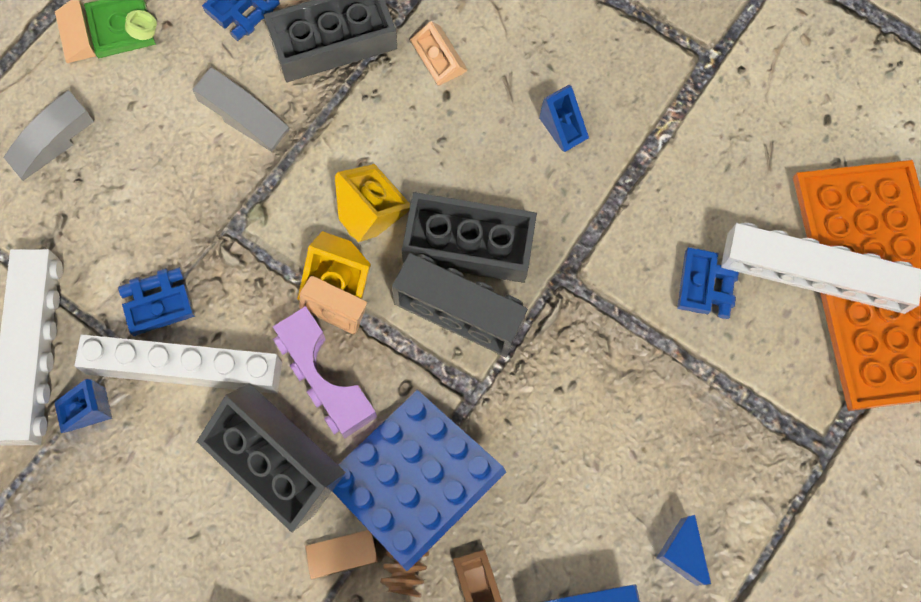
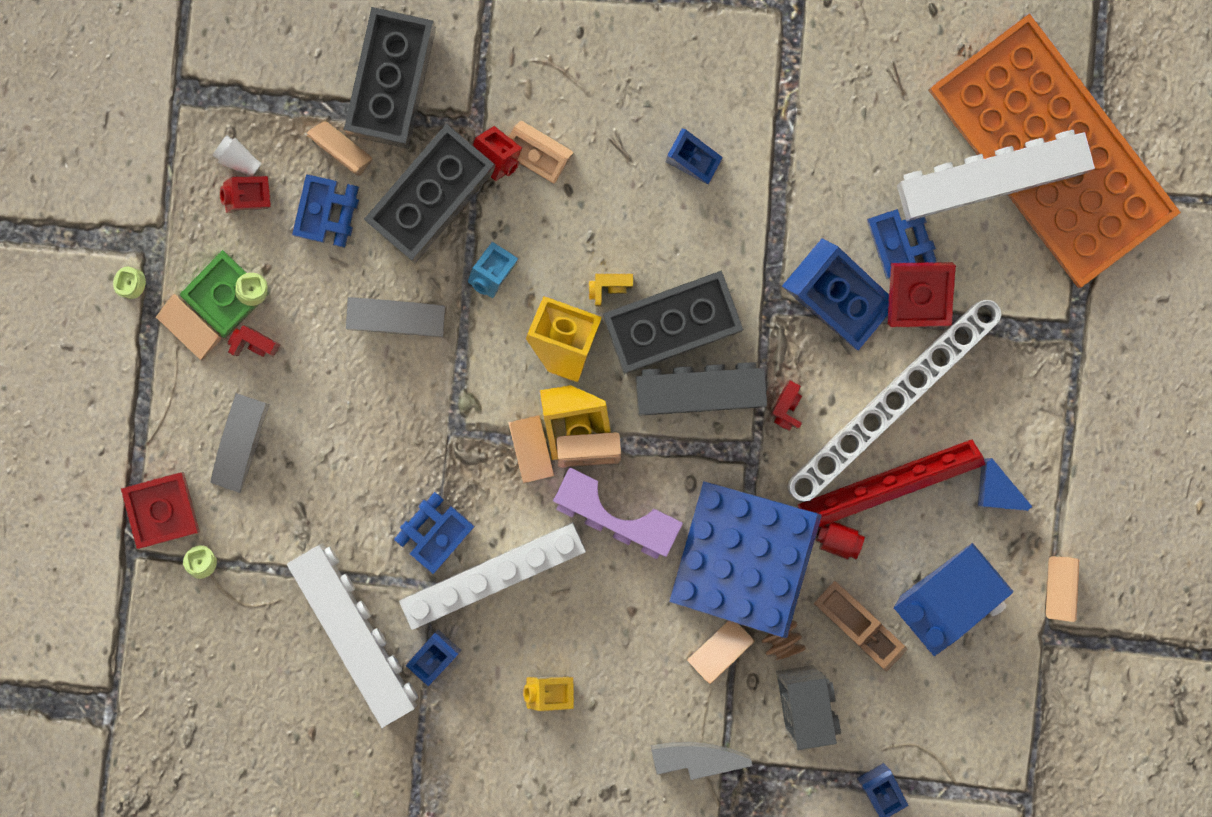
camera: 25 degrees left, 15 degrees up
(110, 61) = (258, 342): none -> red bracket
(161, 501) = (549, 693): none -> yellow bracket
(270, 456) = (620, 609): dark grey brick -> none
(283, 278) = (531, 449): none -> light nougat slope
(344, 117) = (491, 270): none -> dark azure bracket
(409, 33) = (499, 150): none -> red bracket
(437, 179) = (614, 282): none -> yellow bracket
(510, 513) = (840, 540): none -> red brick
(532, 360) = (787, 401): none -> red bracket
(592, 490) = (895, 482): none -> red tile
(630, 296) = (839, 293): none -> blue slope
(641, 404) = (907, 393): none -> white beam
(703, 334) = (921, 294): none -> red plate

